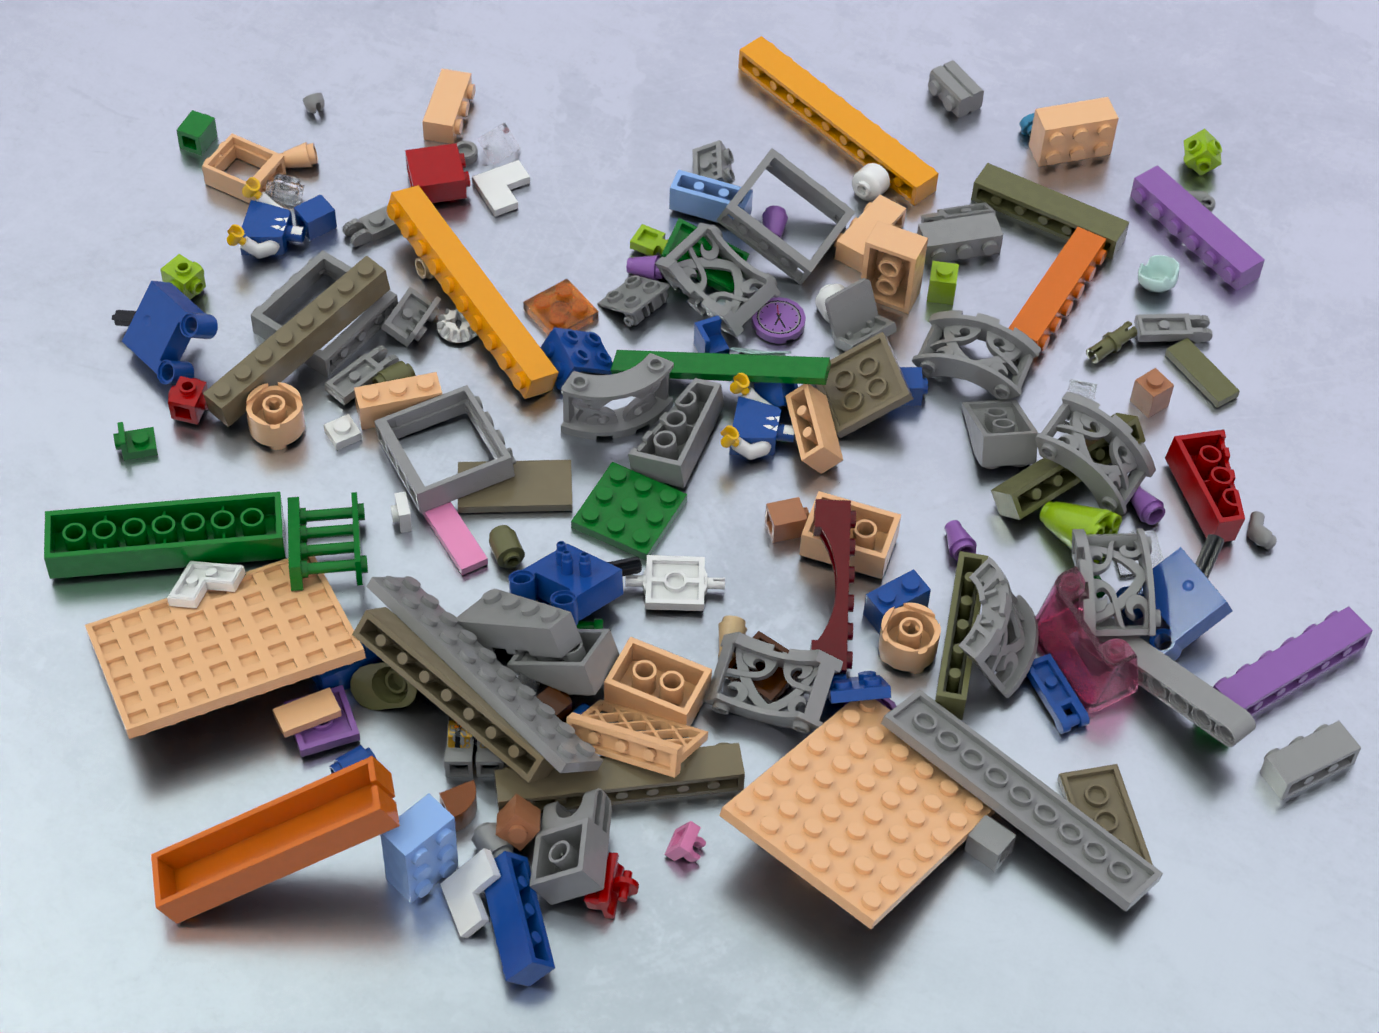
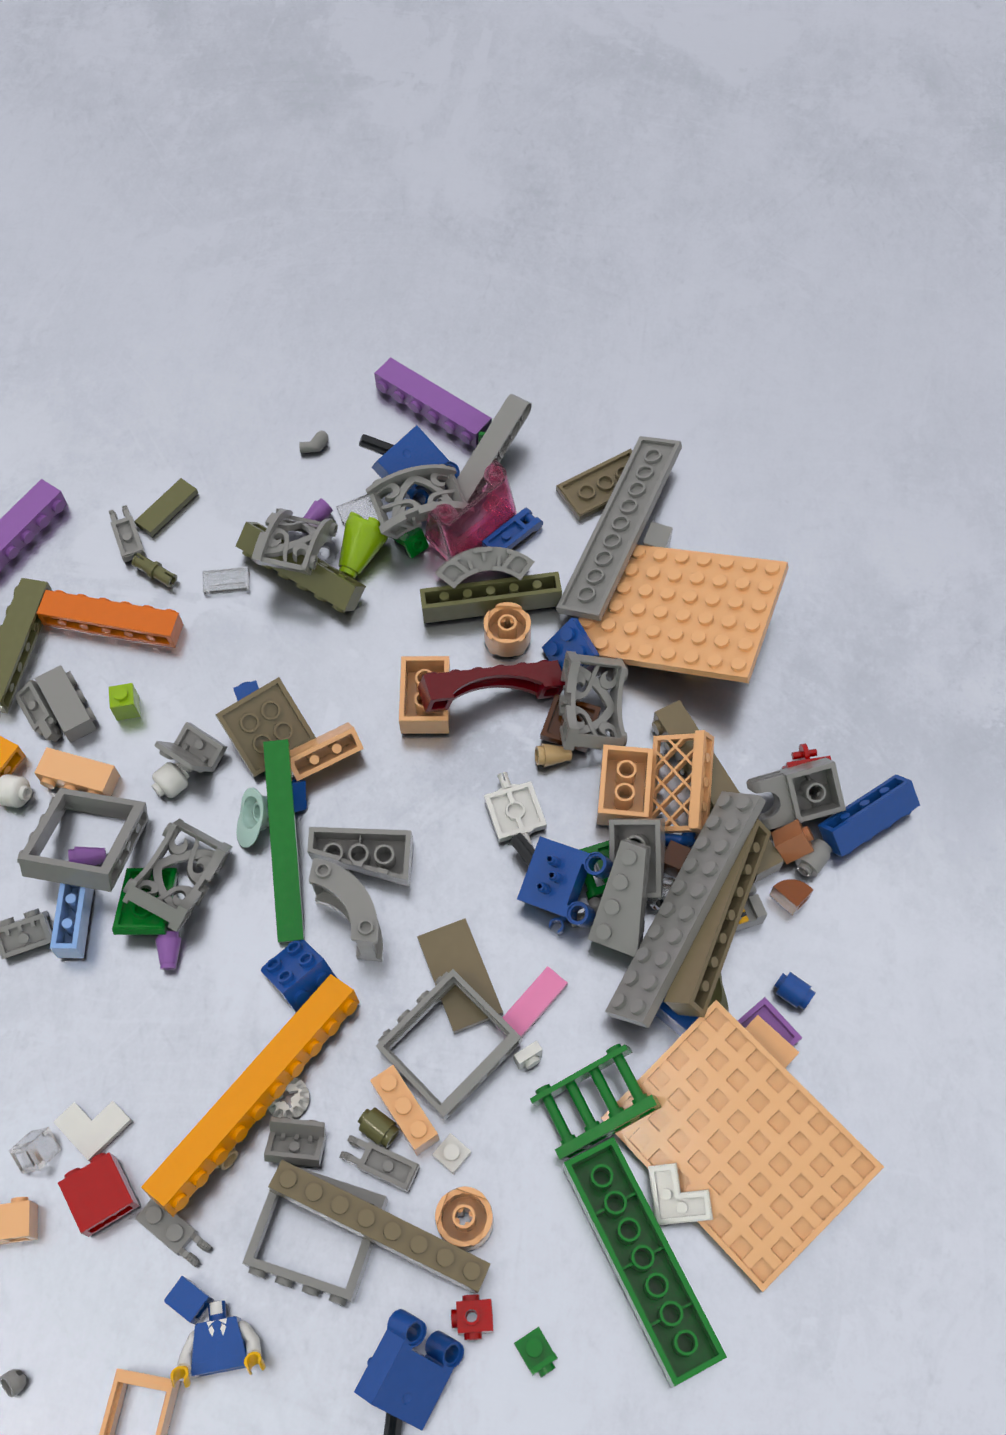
camera: 105 degrees left, 10 degrees up
(184, 275) = (306, 1397): lime brick -> none
(274, 840) = (923, 995): orange piece -> none
(285, 190) = (160, 1350): clear head -> none
(301, 156) = (101, 1360): light nougat cone -> none
(420, 848) = (861, 893): light blue brick -> none
(463, 892) = (862, 861): white tile -> none
(470, 151) = (48, 1186): light grey tile -> none
(506, 546) = (531, 954): olive brick -> none
(561, 308) = (240, 1011): clear orange plate -> none
(629, 511) = (451, 873): green plate -> none
(636, 298) = (208, 948): light grey hinge -> none
(648, 240) = (135, 957): lime plate -> none
(683, 841) = (747, 729): bright pink tile -> none
(709, 337) = (245, 866): blue panel -> none
(755, 424) = (332, 799): torso -> none
(779, 320) = (202, 815): medium lavender tile -> none
(785, 519) = (422, 748): nougat brick -> none
(894, 265) = (130, 730): light nougat brick -> none
(904, 589) = (474, 647): blue brick -> none
(958, 539) = (397, 624): medium lavender cone -> none
(988, 372) = (206, 629): light grey fence -> none
(1000, 433) = (276, 622): light grey slope -> none
(1151, 392) = (204, 530): nougat brick -> none
(1159, 273) = (71, 550): light aqua hair -> none
(1207, 481) = (287, 475): red wedge -> none
(1309, 759) = (506, 377): light grey brick -> none

